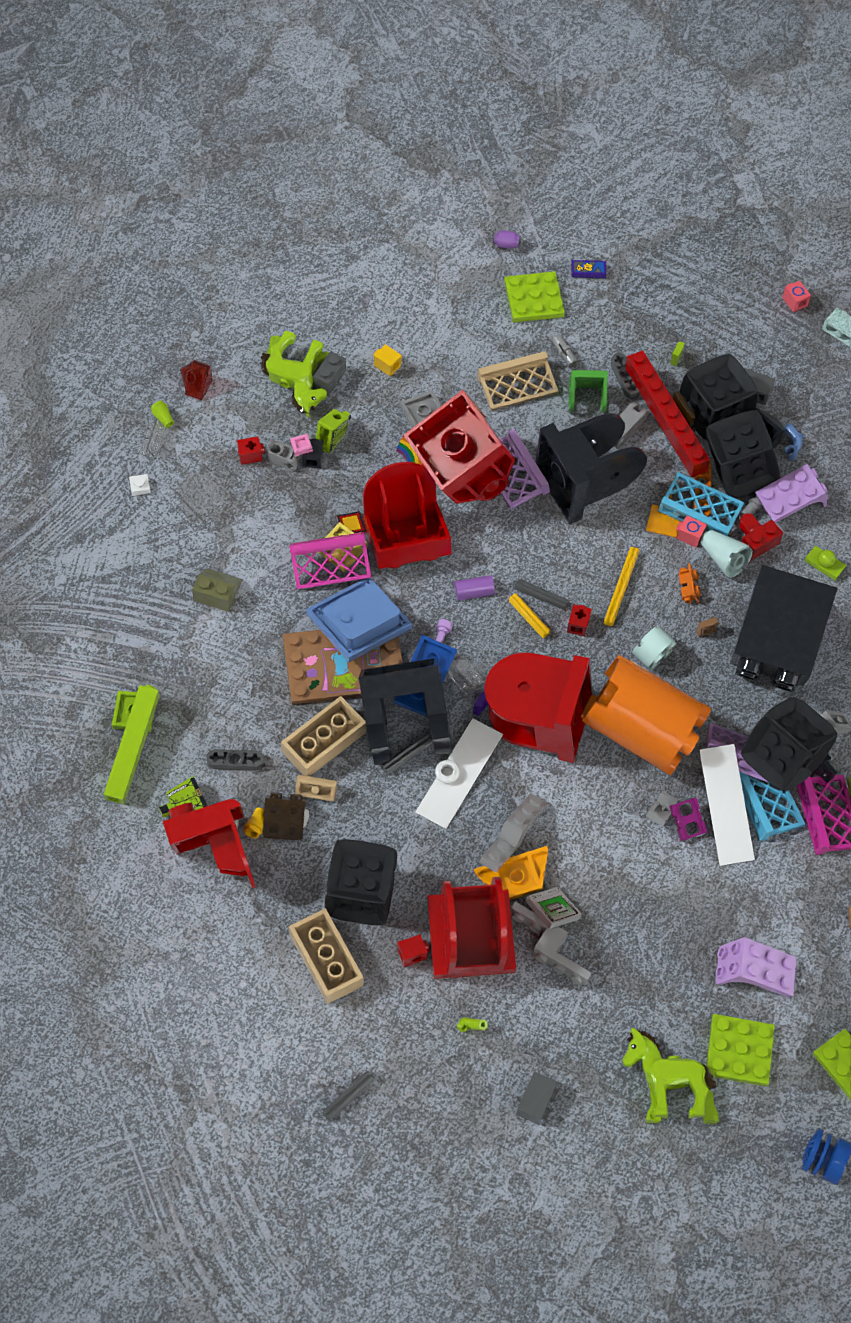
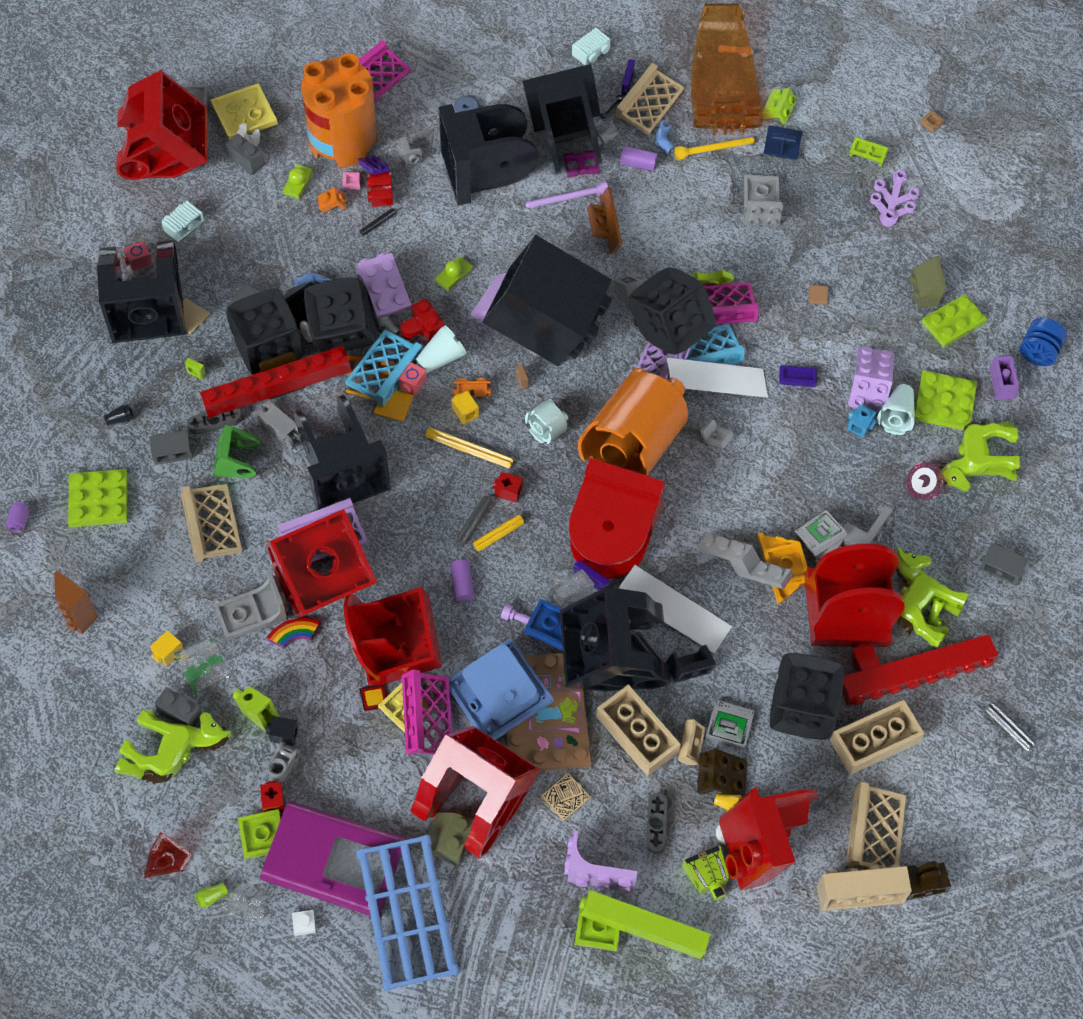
camera: 85 degrees left, 0 degrees up
(126, 554) = (400, 932): none -> medium blue door
(167, 936) = (863, 887): none -> tan brick
(178, 999) = (928, 880): none -> dark brown brick
(186, 685) = (602, 877): none -> lavender bracket
(200, 501) = (319, 858): none -> magenta piece
(217, 446) = (258, 832): none -> lime plate
(232, 938) = (859, 821): none -> tan fence
(244, 608) = (488, 765): none -> red brick
(260, 683) = (565, 797): none -> tan piece
(301, 444) = (278, 738): bright pink tile -> none
(337, 823) = (730, 724): none -> light grey tile
(373, 387) = (202, 664): none -> clear slope
(396, 784) = (691, 665): none -> black panel
(405, 1003) = (919, 669): none -> red brick
(418, 280) = (73, 604): none -> dark orange slope
(447, 764) = (675, 625): white piece -> none
(489, 1006) = (920, 594): none -> lime animal
(564, 351) = (189, 469): light grey pin -> none
(588, 269) = (69, 442): tile -> none
(590, 343) = (170, 447): none -> dark grey brick
(621, 303) = (119, 415): none -> black cone
(628, 1017) = (925, 481): none -> clear pink tile
(665, 578) = (465, 407): none -> yellow brick
(683, 820) = (729, 419): magenta piece -> none
(697, 954) = (861, 420): none -> dark azure brick
(717, 993) = (898, 411): none -> light aqua cone
(737, 293) = (141, 306): none -> black brick
(739, 345) = (193, 315): none -> tan piece
(749, 894) = (797, 376): none -> dark purple tile
(773, 1110) = (1004, 377): none -> medium lavender brick

